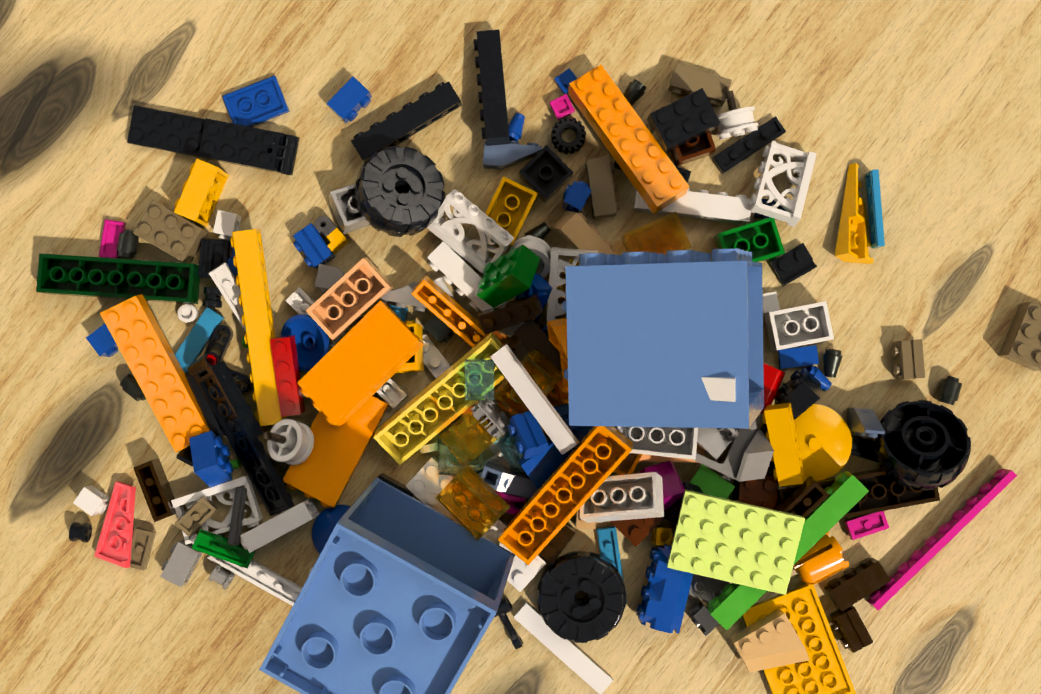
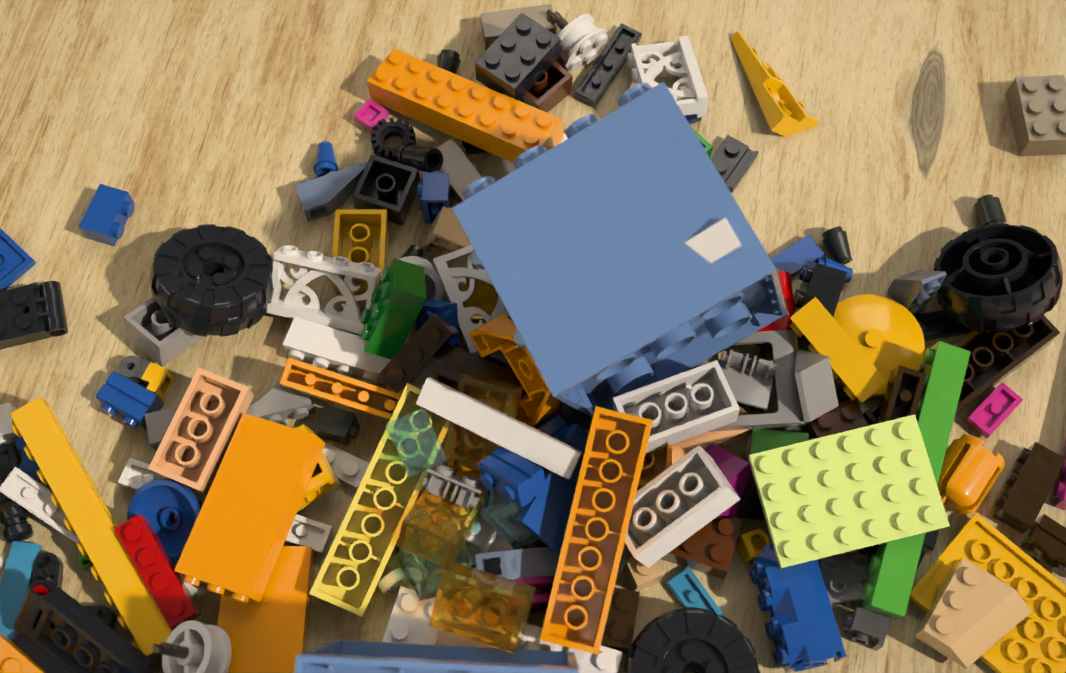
camera: 25 degrees left, 20 degrees down
(408, 121) = (193, 202): black brick -> none
(493, 88) = (278, 126): black brick -> none
(564, 79) = (359, 89): blue plate -> none
(578, 163) = (420, 157): none -> black piece
(798, 326) = (782, 216): white brick -> none
(874, 209) = (786, 66): dark azure tile -> none
(908, 359) = (923, 201): dark tan brick -> none

